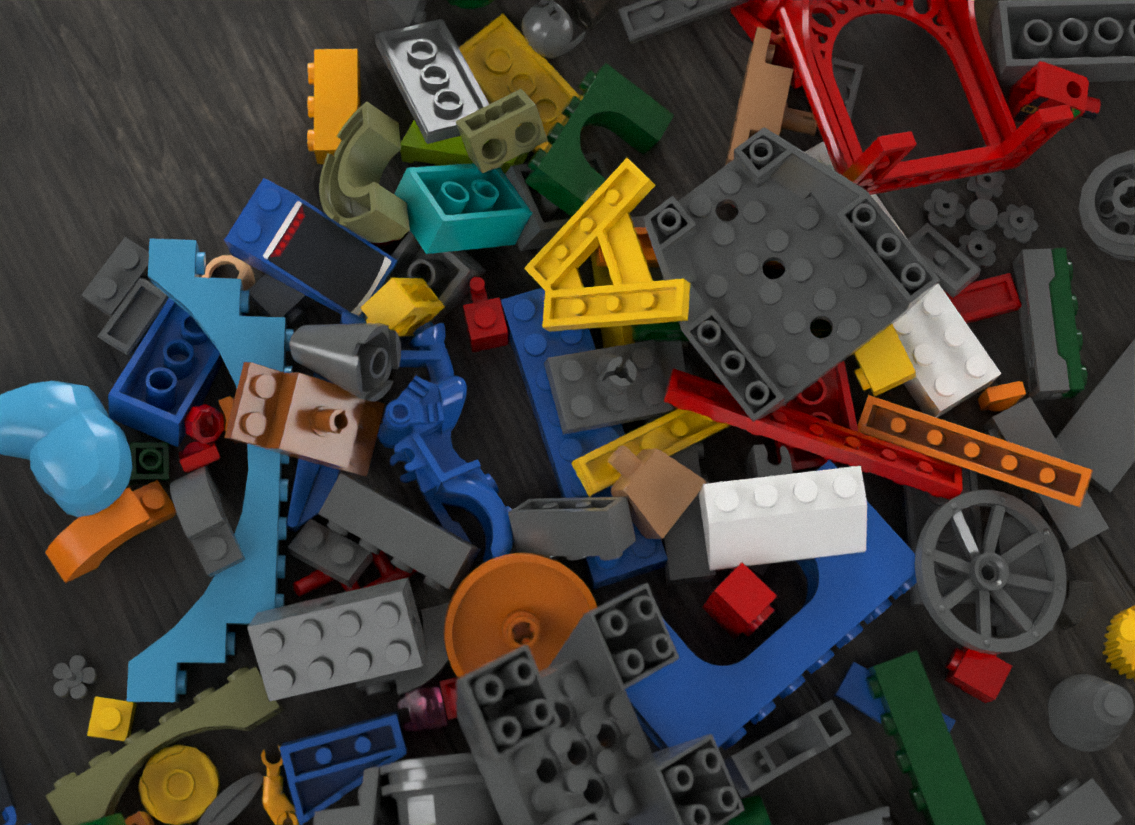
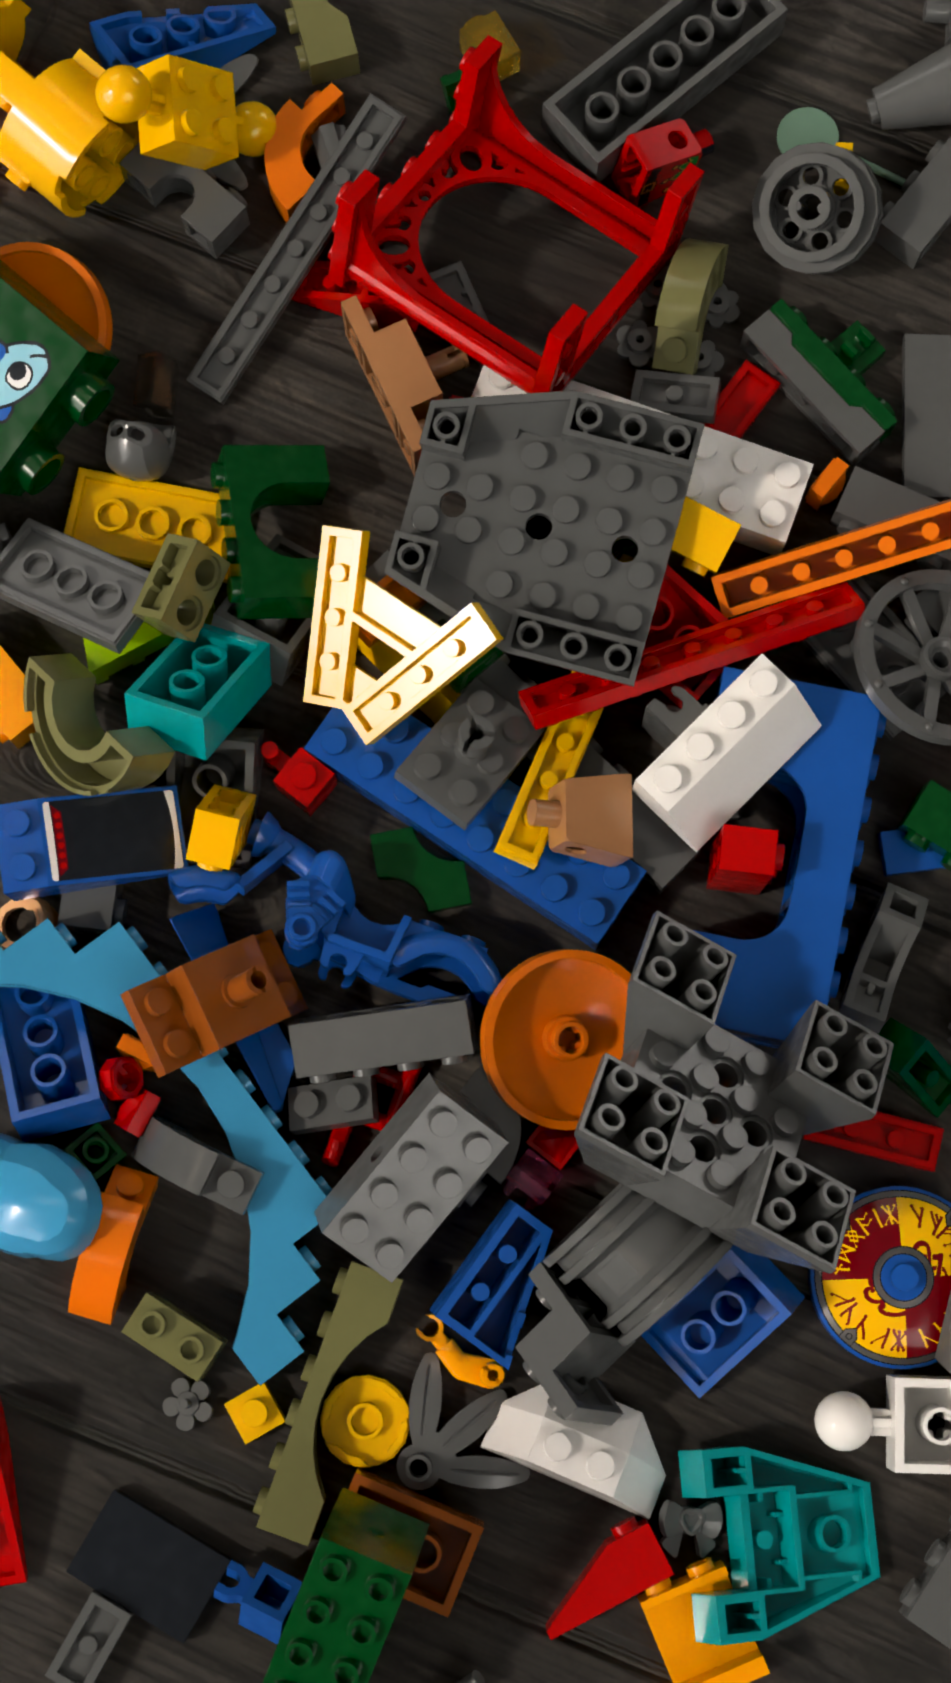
camera: 30 degrees left, 5 degrees up
(100, 624) = (174, 1336): none -> olive brick
(350, 355) = (212, 912): dark grey cone -> none
(522, 460) = (438, 881): none -> dark green tile
(573, 527) = (542, 909): dark grey brick -> none
(995, 200) = (684, 303): none -> olive arch
(1094, 322) = (858, 347): none -> dark green tile

